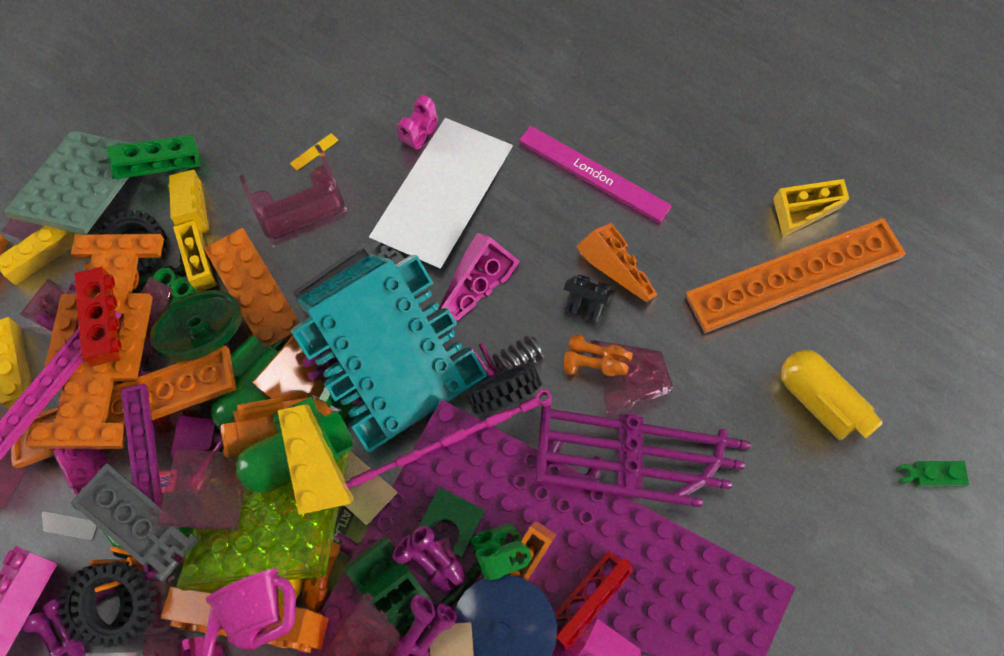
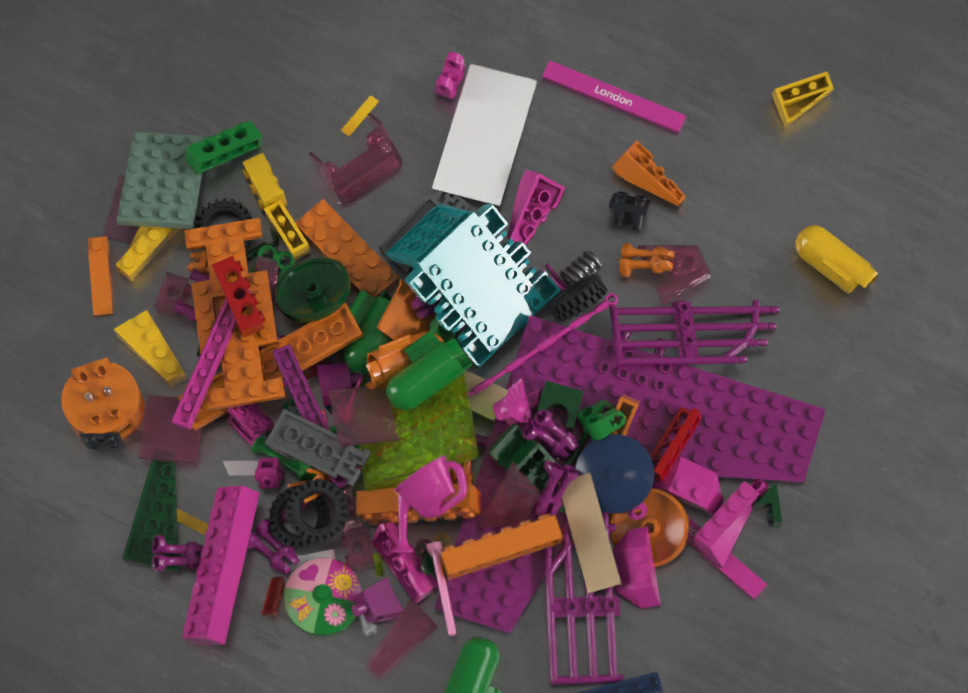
camera: 10 degrees left, 5 degrees up
(82, 539) = (269, 473): none -> dark pink brick
(312, 468) = (451, 380): yellow wedge -> none
(394, 513) = (517, 406): none -> dark pink helmet
(794, 275) = (798, 161): orange plate -> none
(936, 473) = (925, 306): green plate -> none

